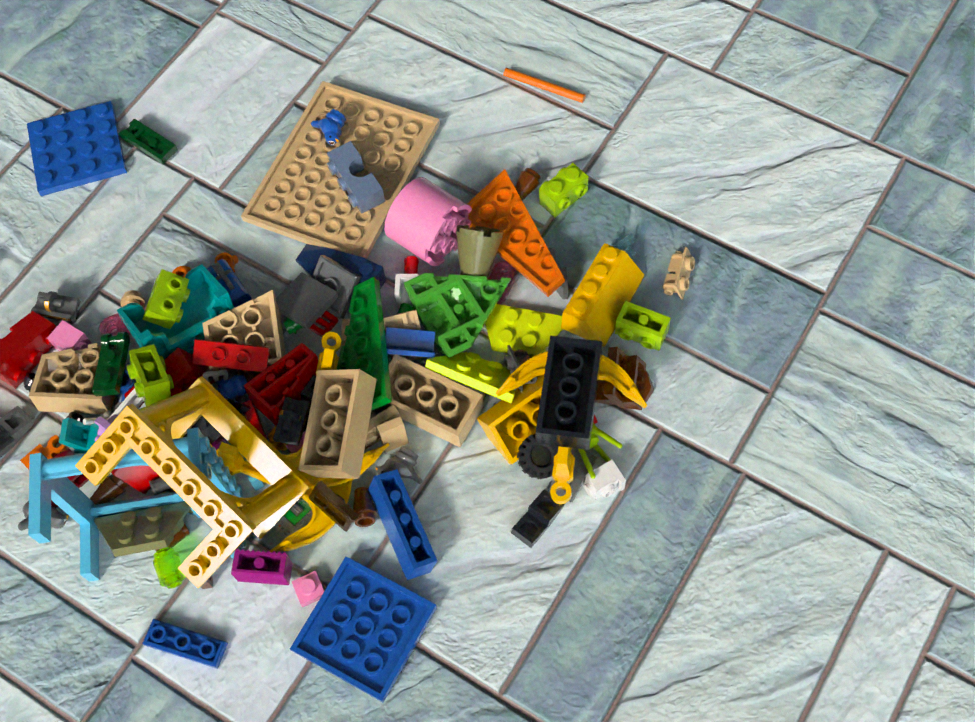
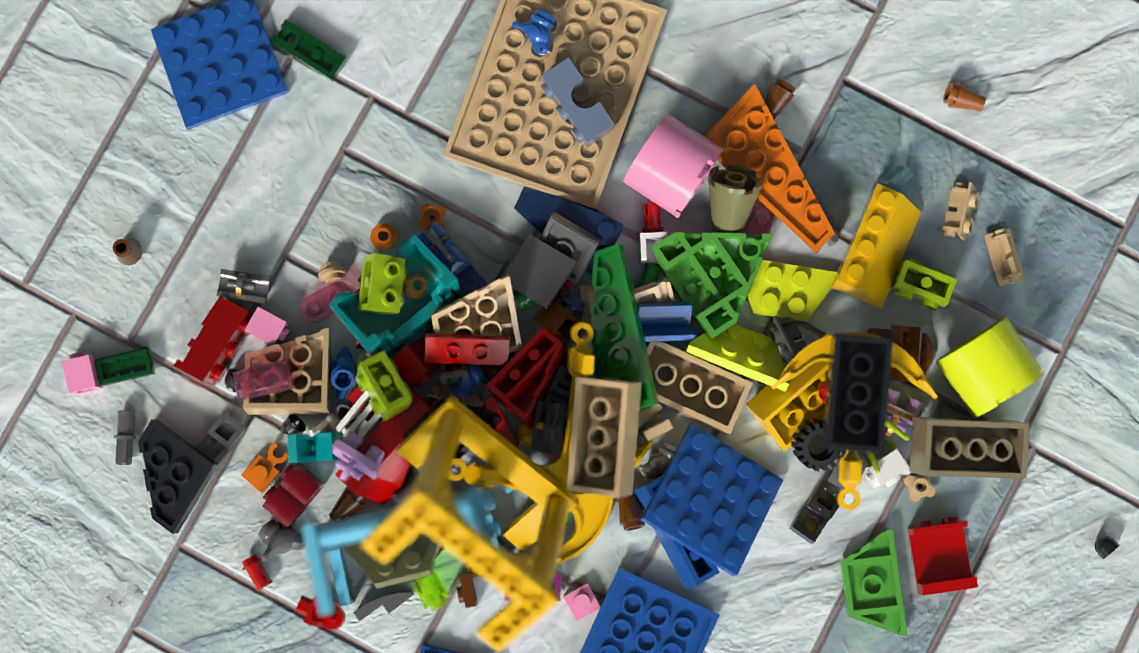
camera: 10 degrees left, 20 degrees up
(15, 544) = (256, 572): none -> red pin
(51, 373) = (263, 380): none -> clear pink plate
(61, 578) = (309, 608): none -> red hips
(111, 364) = (330, 365): dark green plate -> none
(130, 576) = (389, 602): none -> dark grey slope
(196, 304) = (408, 288): none -> clear orange cone
(312, 339) = (556, 320): none -> reddish brown brick
(332, 326) = (573, 304): none -> dark blue plate
(333, 506) = (602, 517): dark brown plate -> none
(436, 496) = (712, 500): none -> blue plate
(563, 189) = (817, 113): lime brick -> none
(587, 587) = (874, 585): none -> bright green wing
(626, 436) = (912, 408): none -> lavender hips
(634, 506) = (916, 493): none -> tan plate
(653, 563) = (940, 557): none -> red panel
(679, 459) = (969, 447): none -> dark tan brick
(681, 188) = (962, 97): none -> dark orange cone
(698, 388) = (990, 367): none -> neon yellow brick
(717, 310) = (1004, 257): none -> tan hinge
(813, 562) = (1105, 546): none -> black hinge

